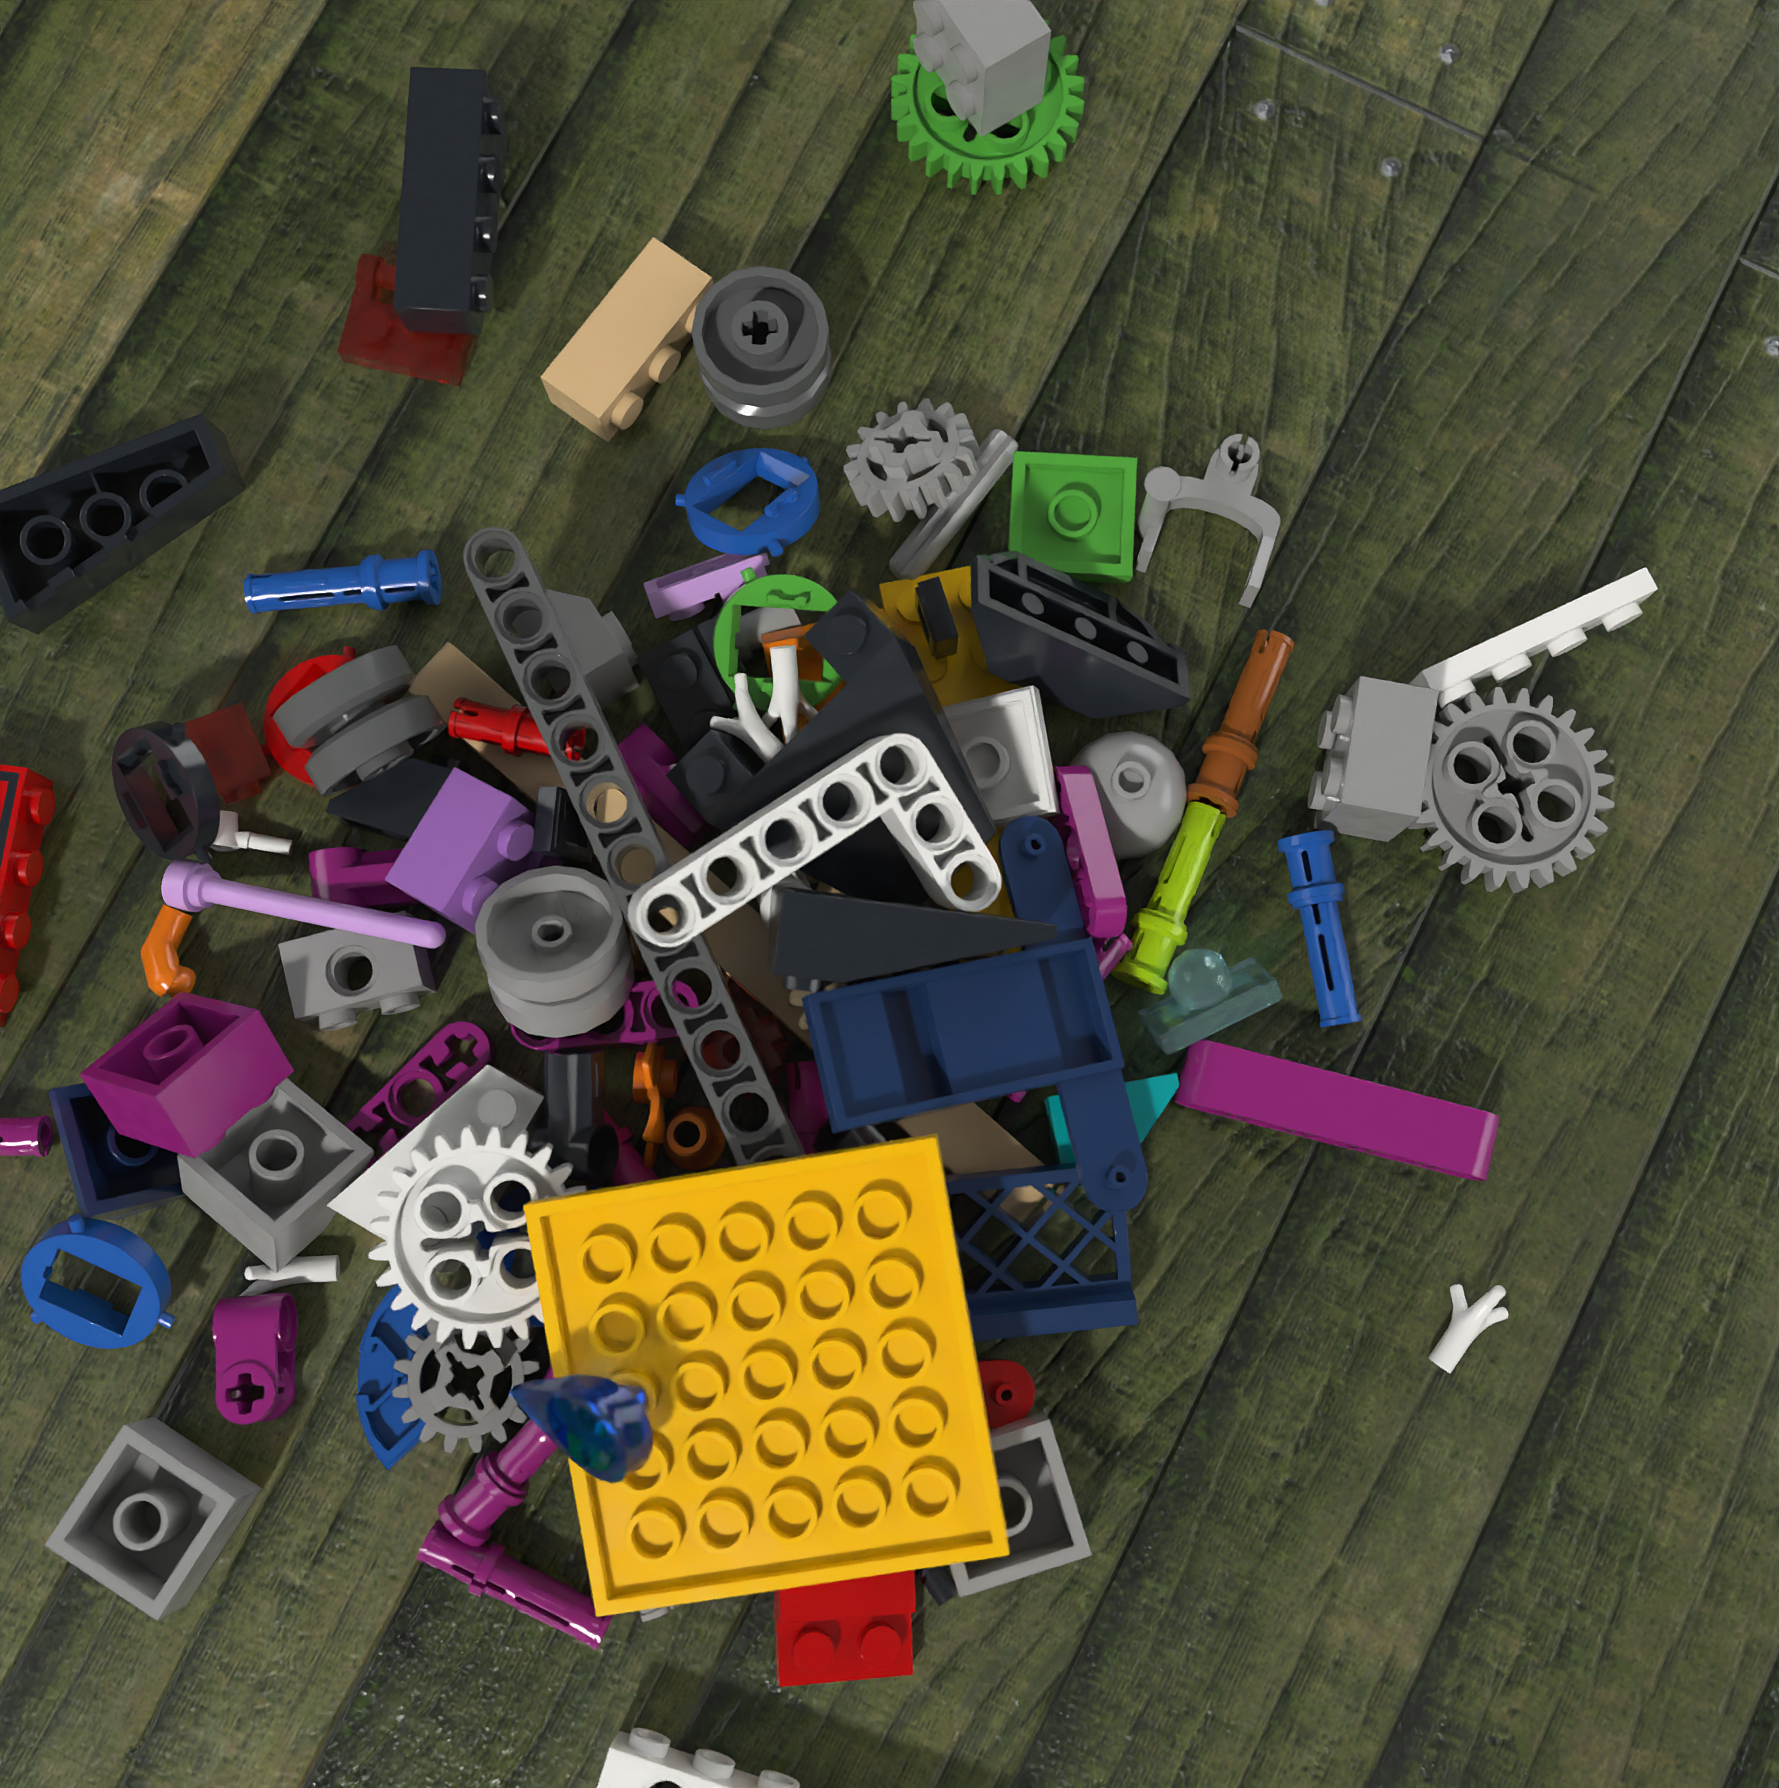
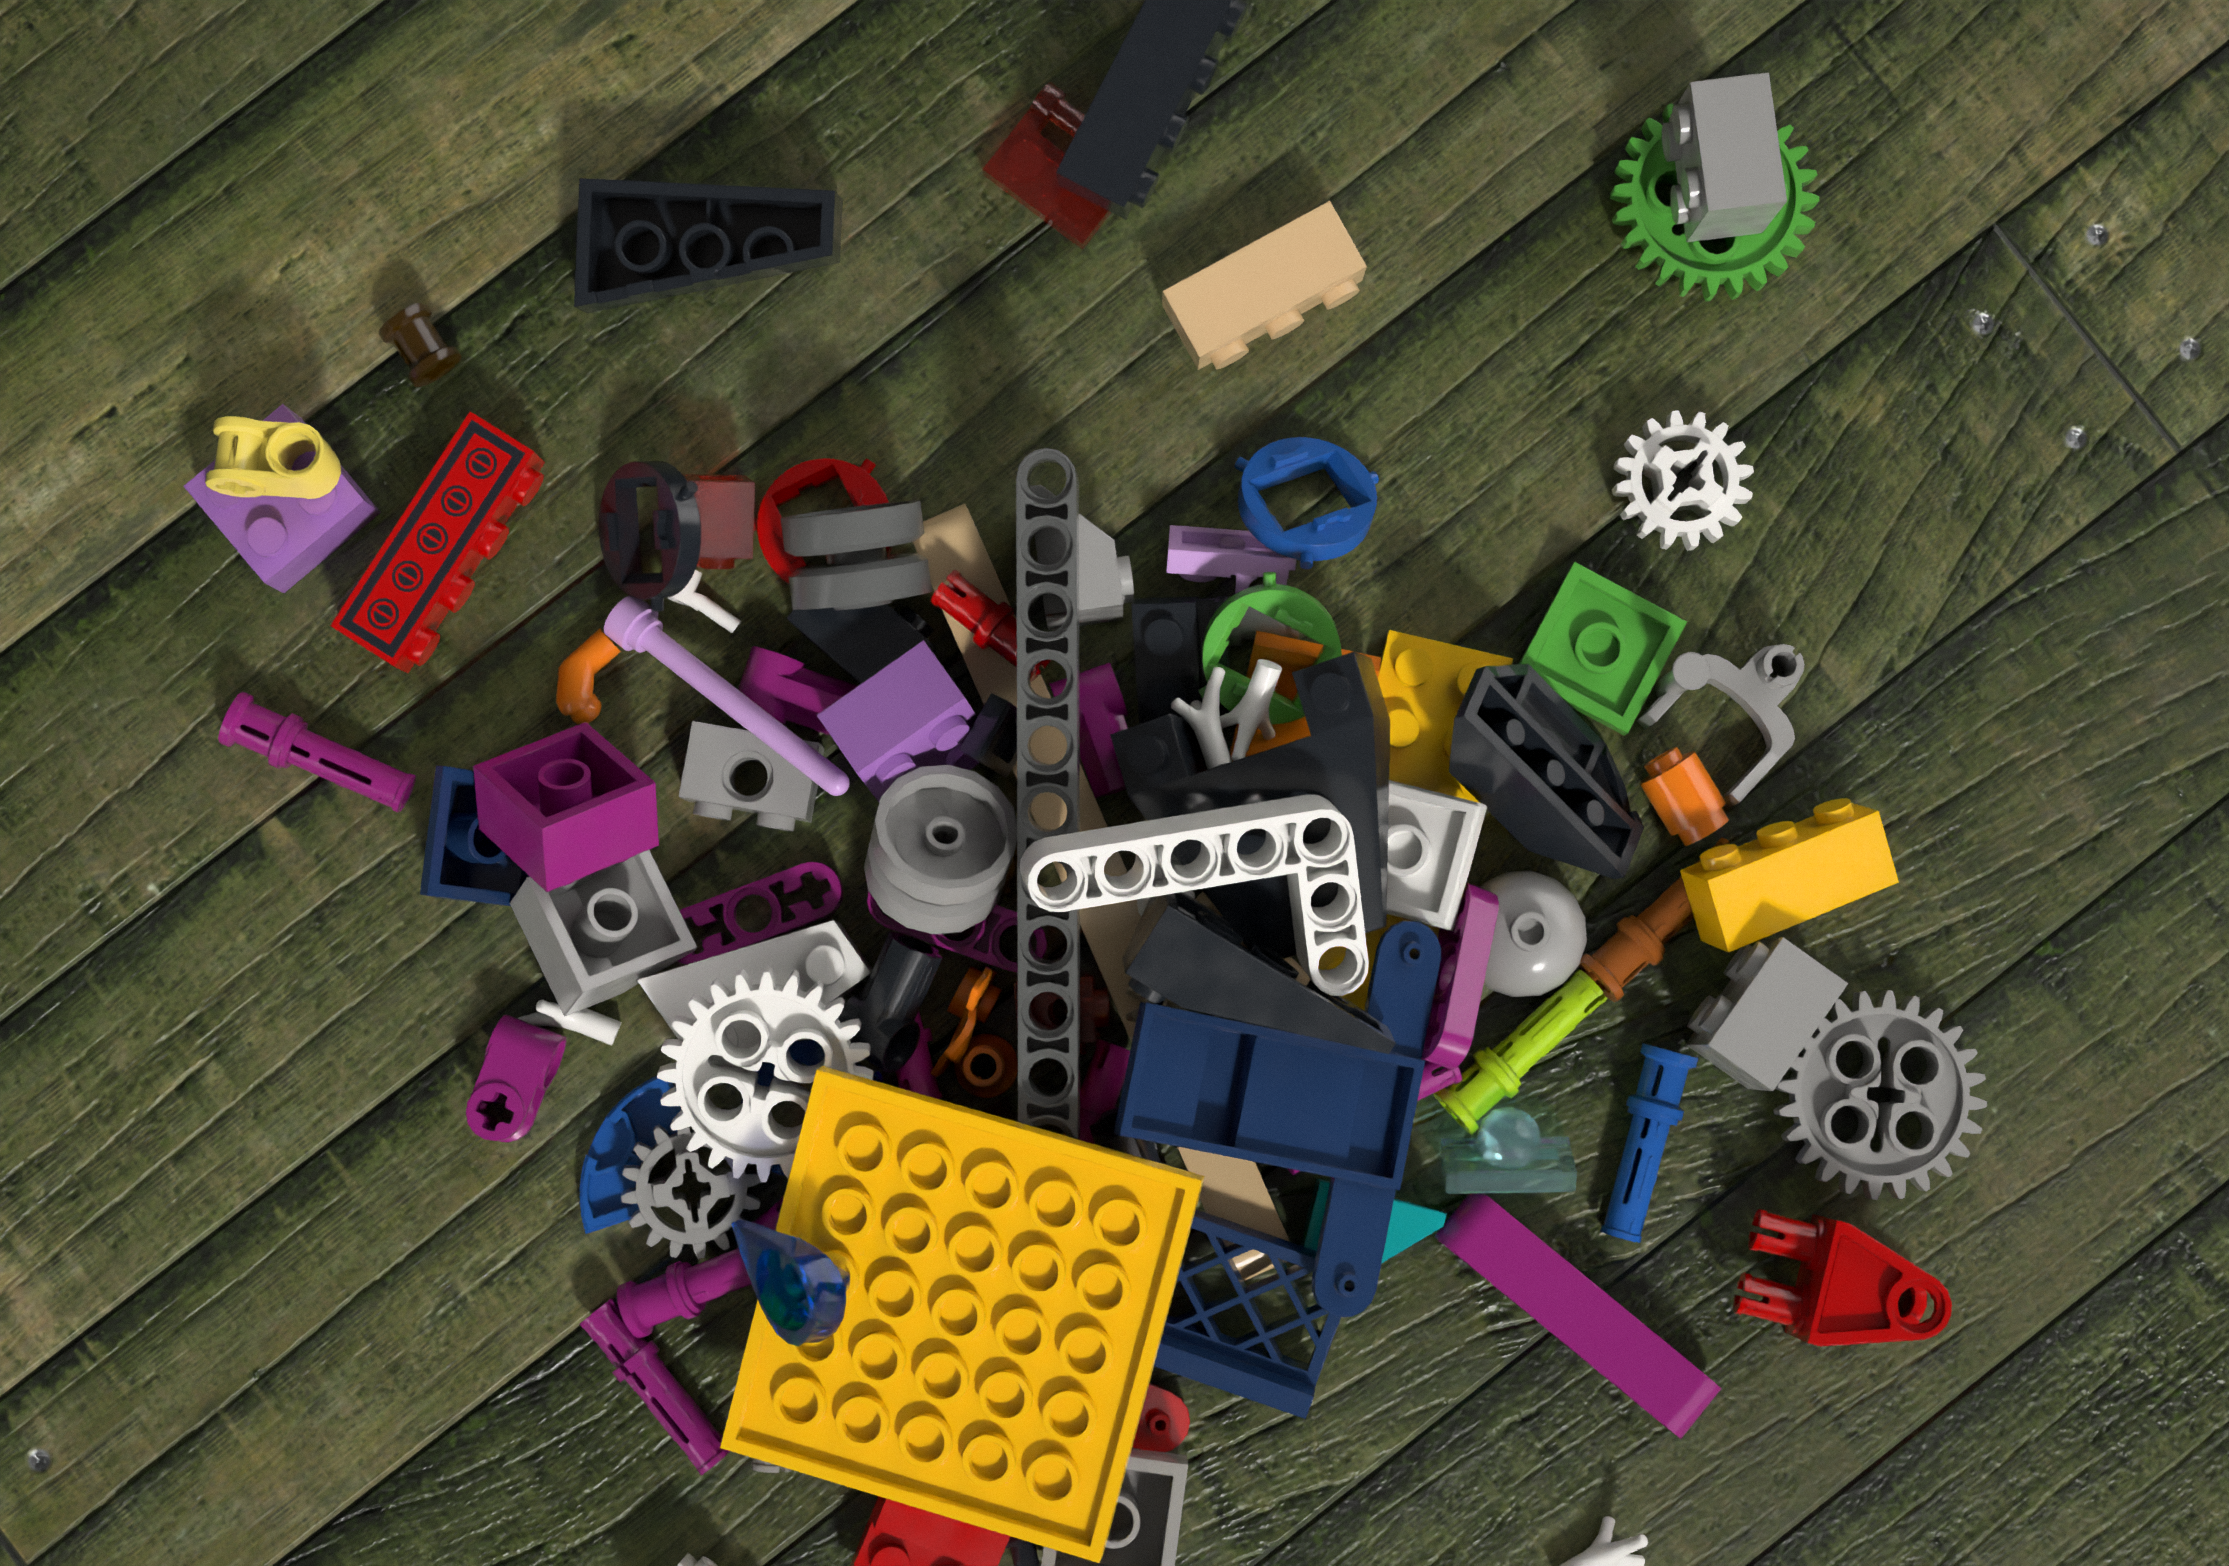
camera: 25 degrees right, 5 degrees up
(81, 1314) = (377, 974): blue piece -> none
(153, 1517) = (370, 1181): light grey brick -> none
(372, 582) = (919, 411): blue pin -> none
(762, 347) = (1389, 316): dark grey wheel -> none
(912, 460) = (1474, 527): light grey gear -> none
(936, 618) = (1424, 695): black tile -> none
(941, 525) = (1494, 586): light grey axle -> none
(1046, 336) = (1664, 464): none -> white gear
(1207, 609) = (1684, 795): none -> orange brick
(1333, 630) = (1788, 874): none -> yellow brick
(1556, 631) = (2000, 968): white plate -> none
(1562, 969) = (1843, 1285): none -> red piece

